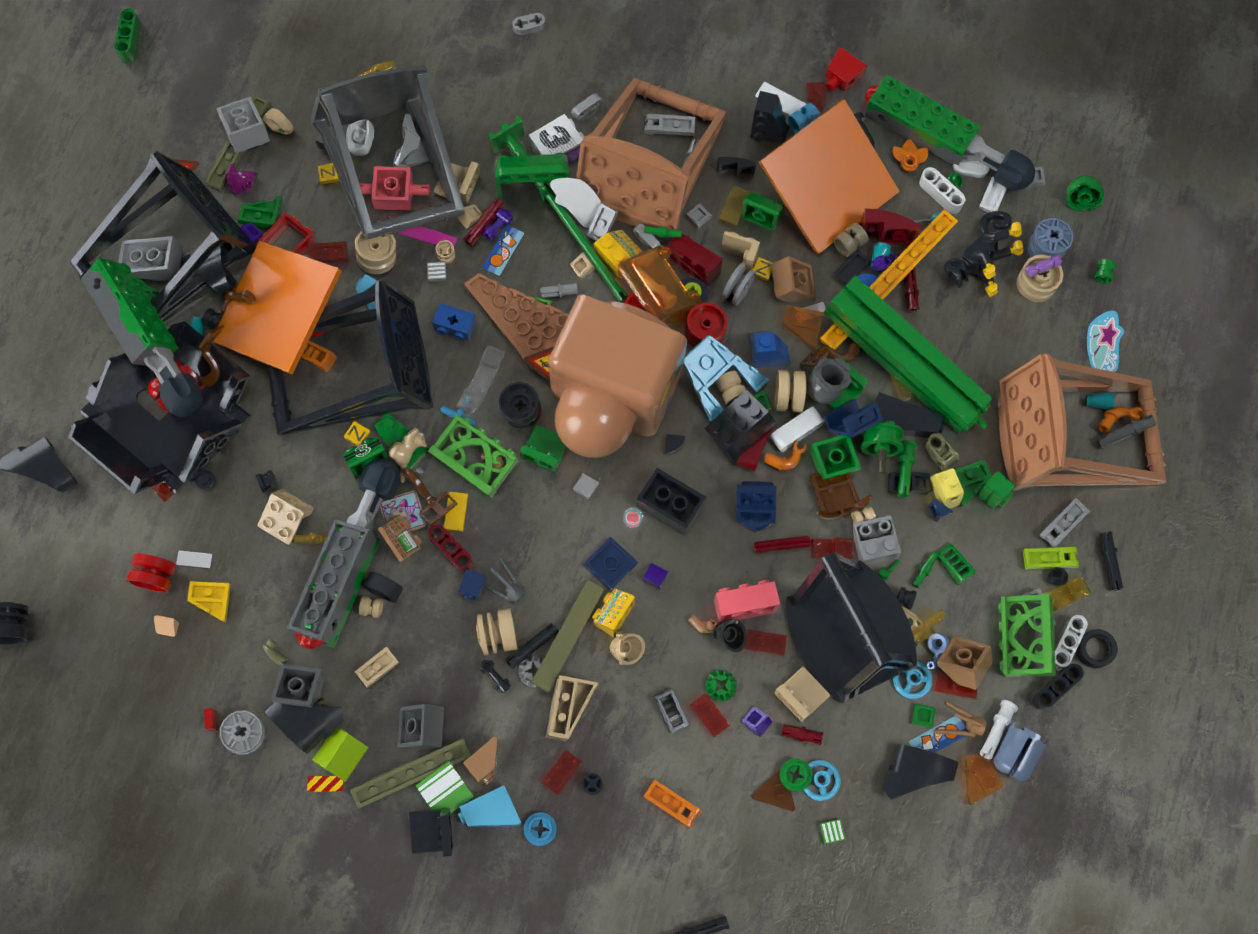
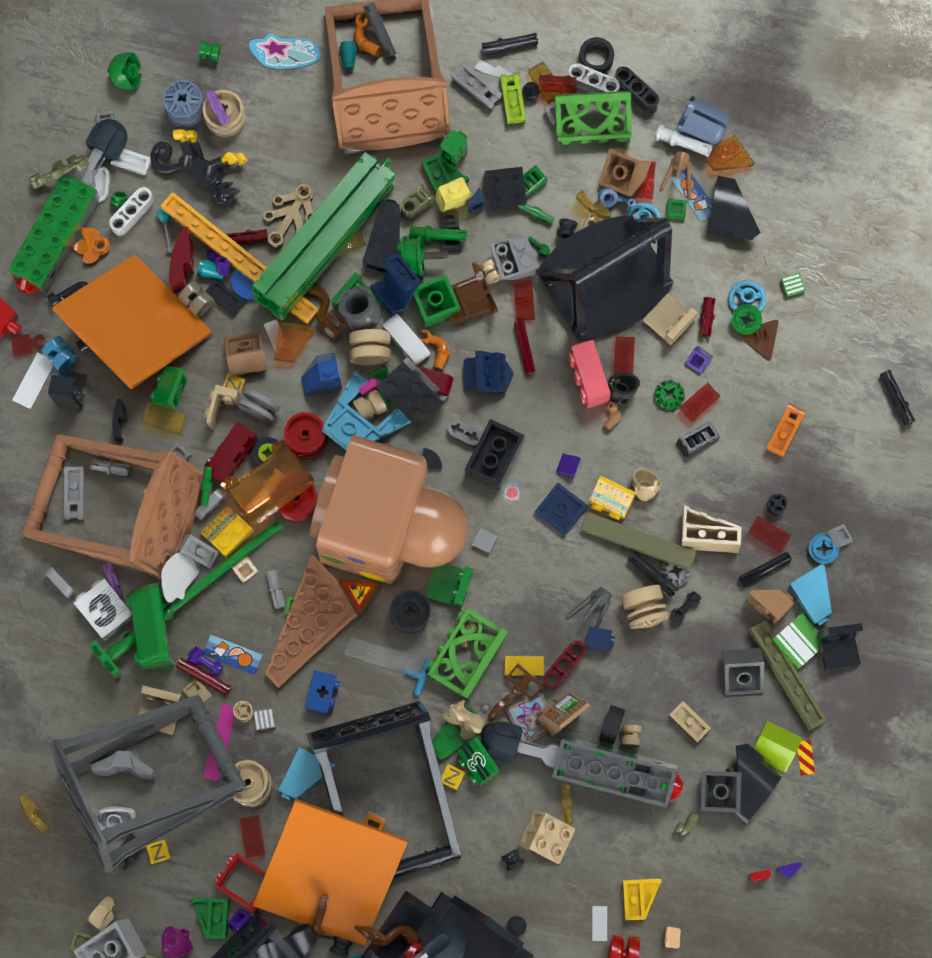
camera: 90 degrees left, 5 degrees up
(211, 750) = (788, 870): none -> dark purple slope
(231, 736) = (757, 841): light grey wheel -> none
(393, 188) = (166, 766): coral brick -> none
(525, 764) = (765, 568): none -> black axle
(551, 848) = (840, 536): none -> light grey tile
(693, 474) = (466, 429): none -> light grey beam
(750, 387) = (369, 386): none -> dark pink tile
(935, 335) = (291, 212): none -> tan plant
(953, 539) = (505, 187): none -> black bracket
(990, 137) = (60, 169): none -> olive plant
(1064, 603) = (558, 84): none -> clear red plate
(1084, 537) = (488, 69): none -> white sticker

